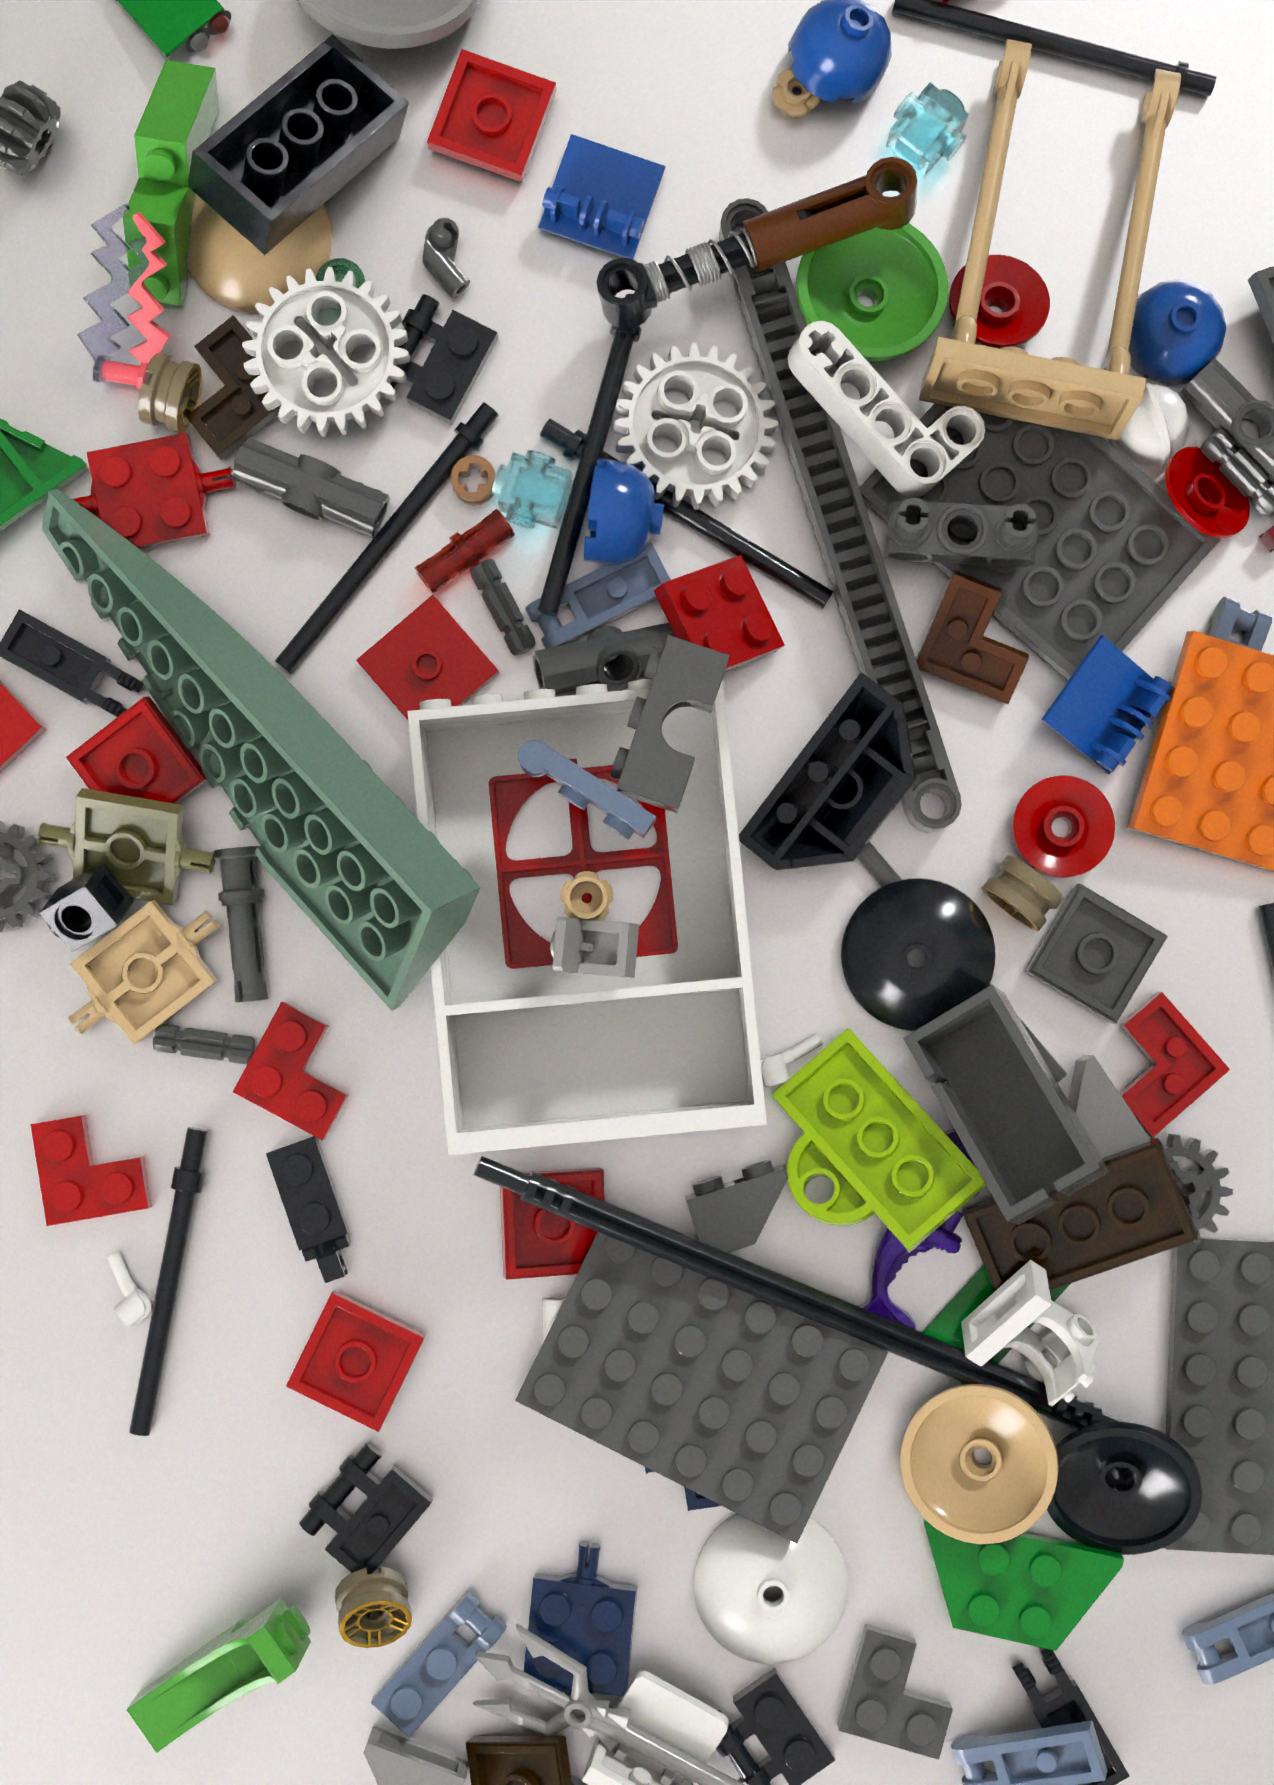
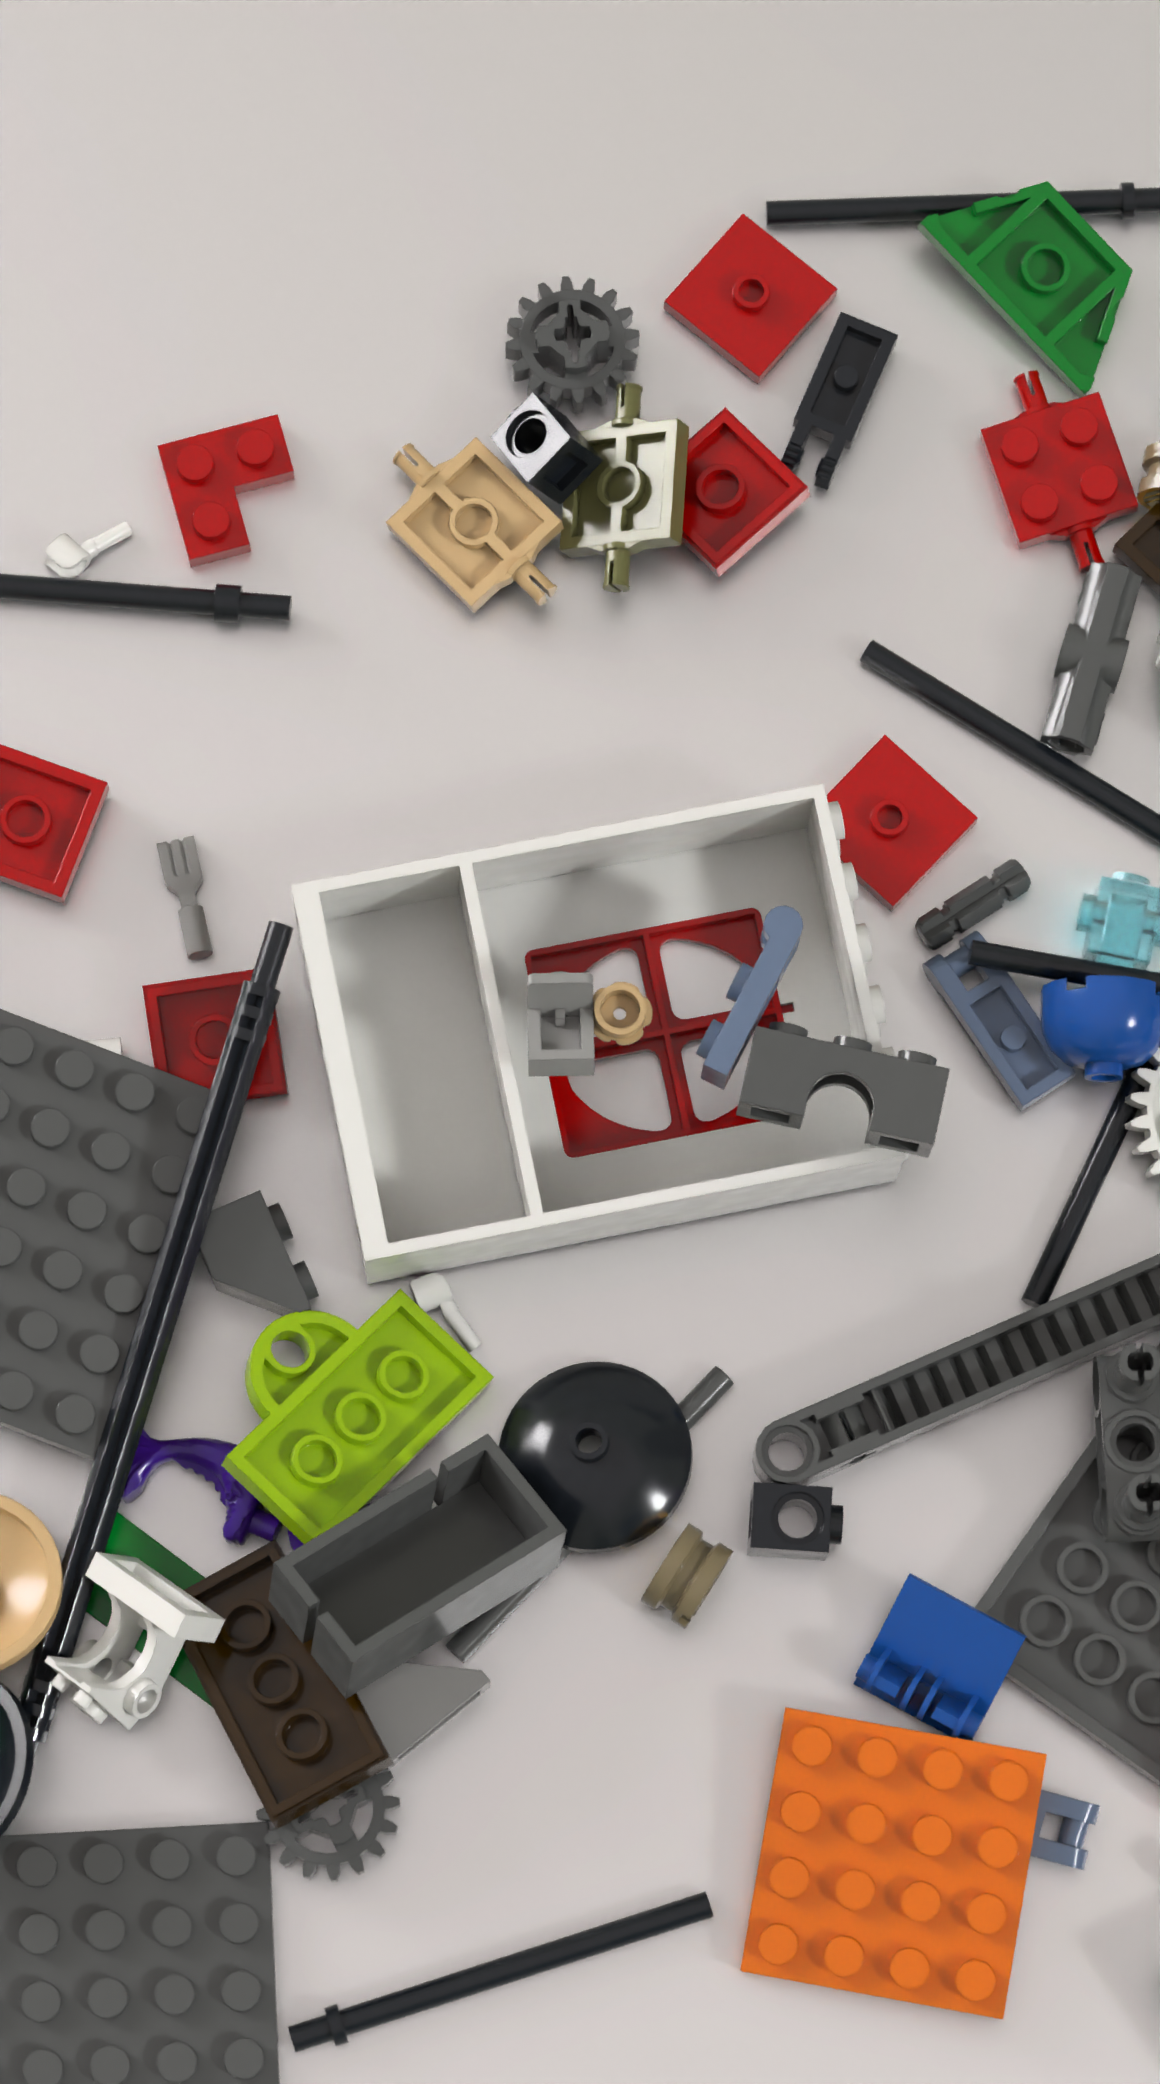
camera: 80 degrees right, 10 degrees down
(203, 1044) = (394, 605): dark grey axle -> none
(241, 899) = (575, 630): dark grey pin -> none
(278, 1077) = (364, 696): red plate -> none
(312, 1205) = (210, 752): black hinge -> none
(314, 806) = (696, 694): sand green wedge -> none
(413, 1235) = (183, 878): none -> light grey piece
(463, 469) = (1140, 840): medium nougat bush -> none
(464, 551) = (1036, 850): clear red pin -> none
(586, 661) = (913, 1005): dark grey piece -> none
(721, 612) = (993, 1165): red plate -> none
(837, 784) = (795, 1319): black wedge -> none
(956, 642) = (989, 1467): reddish brown plate -> none
(976, 827) = (767, 1537): none -> black brick
(1088, 820) = (785, 1589): red dish -> none
(1096, 953) = (620, 1683): dark grey plate -> none
(1180, 1069) = (489, 1805): red plate -> none

